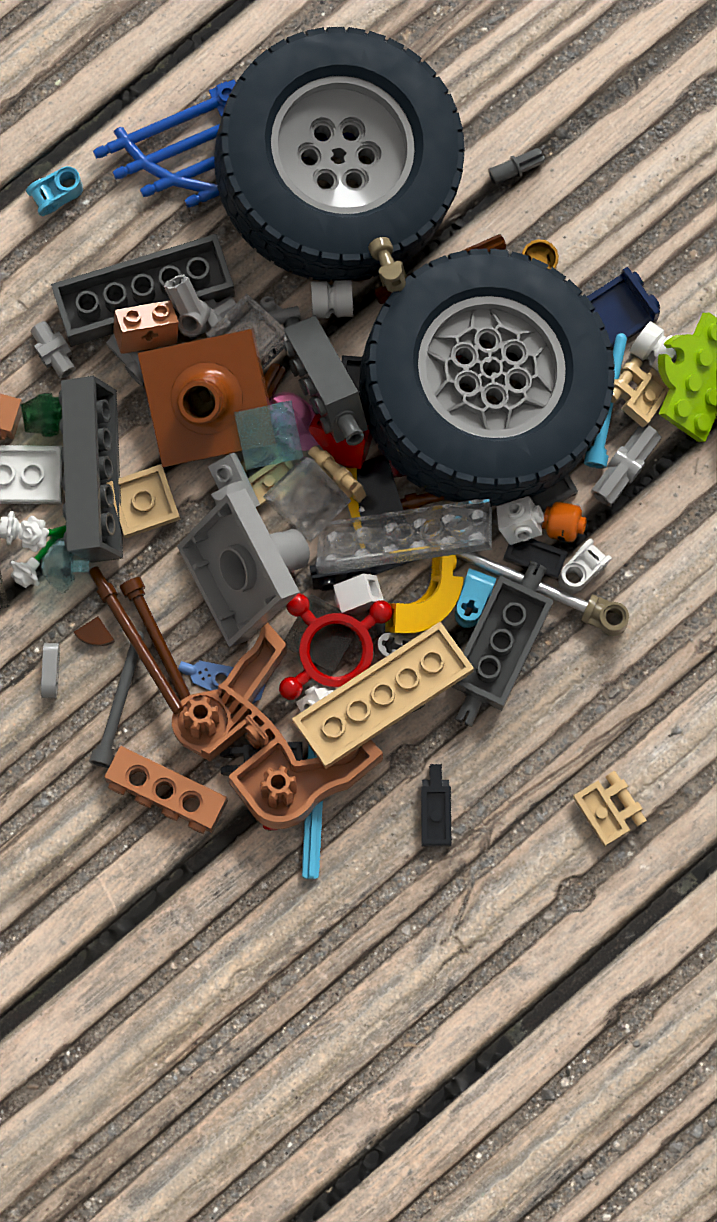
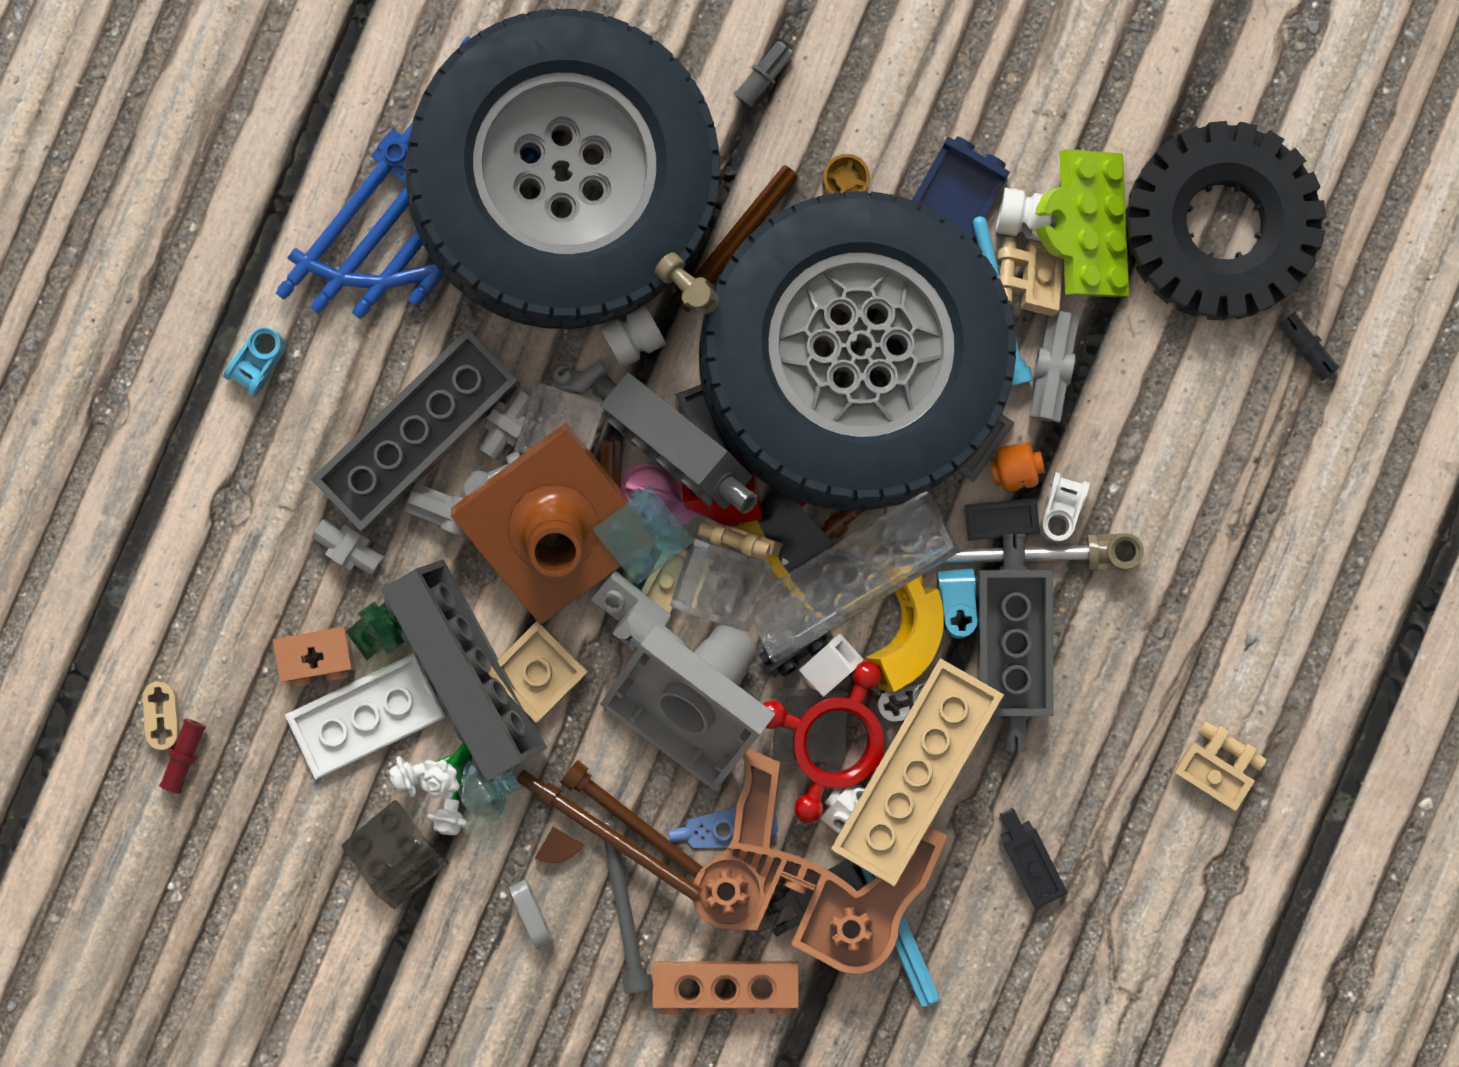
camera: 20 degrees left, 10 degrees up
(145, 327) = (443, 477): nougat brick -> none
(190, 310) = (482, 432): light grey piece -> none
(520, 520) = (969, 492): white brick -> none

